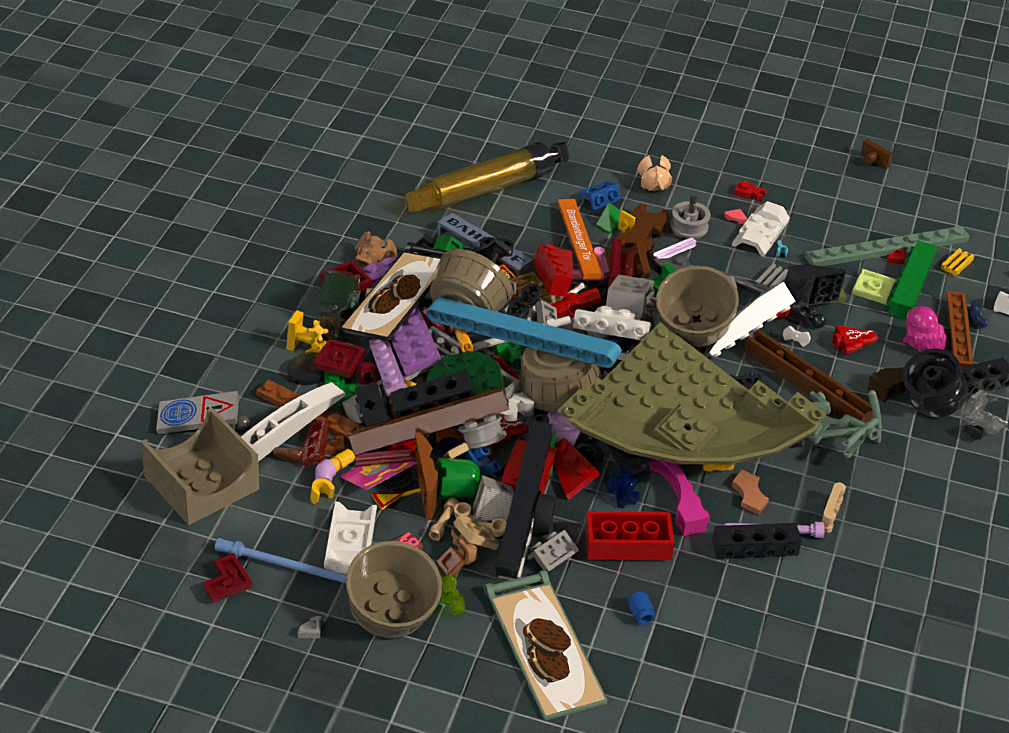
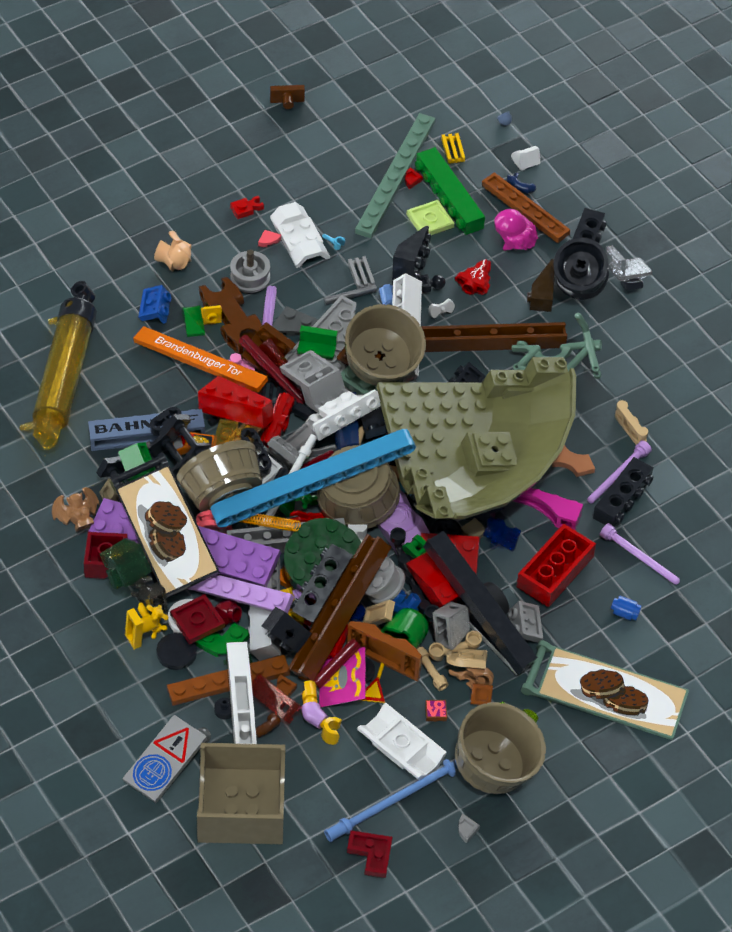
camera: 50 degrees left, 10 degrees up
(608, 470) = (473, 528): none -> dark tan tile
(706, 555) = (609, 533): none -> lavender piece

